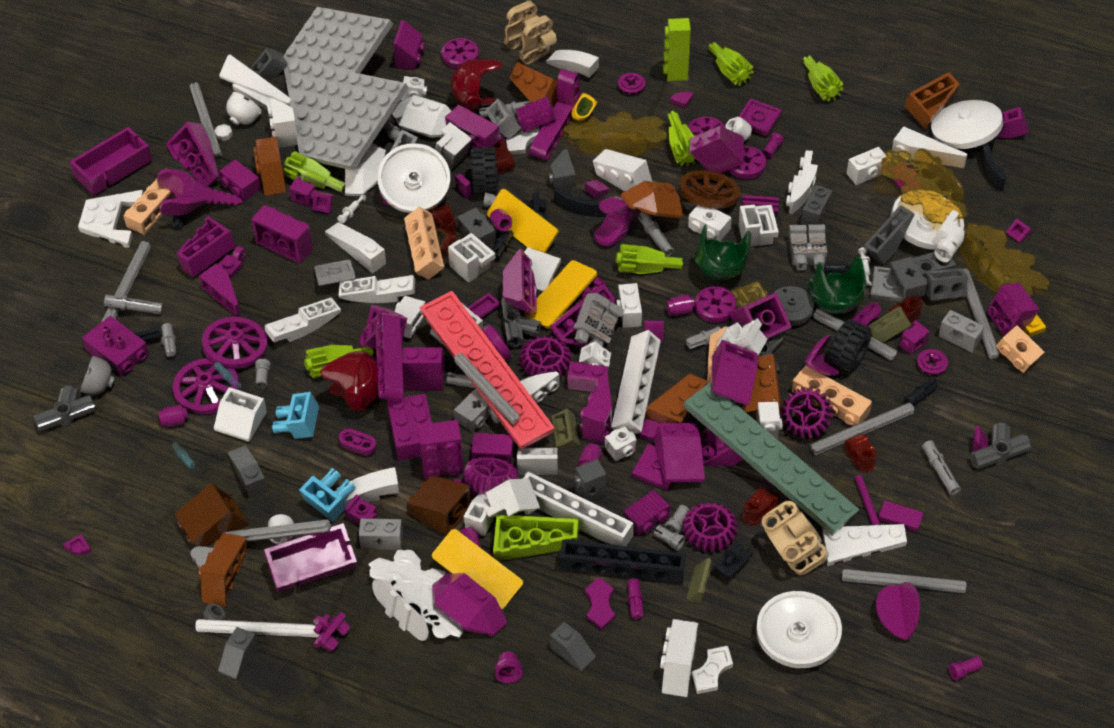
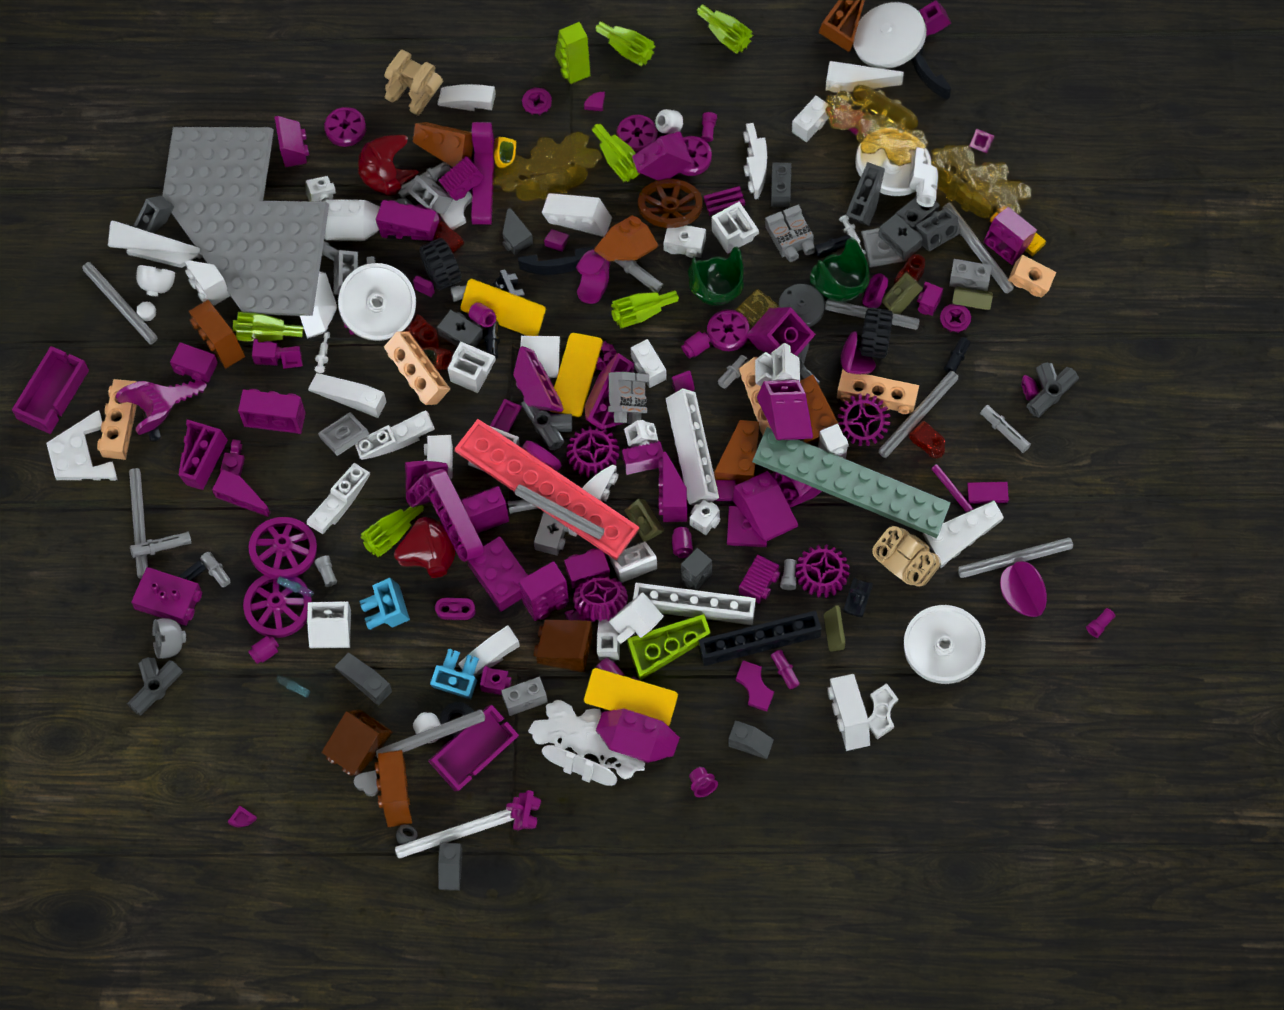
camera: 20 degrees left, 15 degrees up
(193, 149) = (128, 344): magenta wedge -> none
(453, 145) = (394, 245): white plate -> none
(673, 539) = (794, 596): light grey pin -> none
(759, 506) = (858, 530): clear red piece -> none
(760, 116) = (682, 96): magenta plate -> none
(955, 350) = (972, 298): none -> olive slope

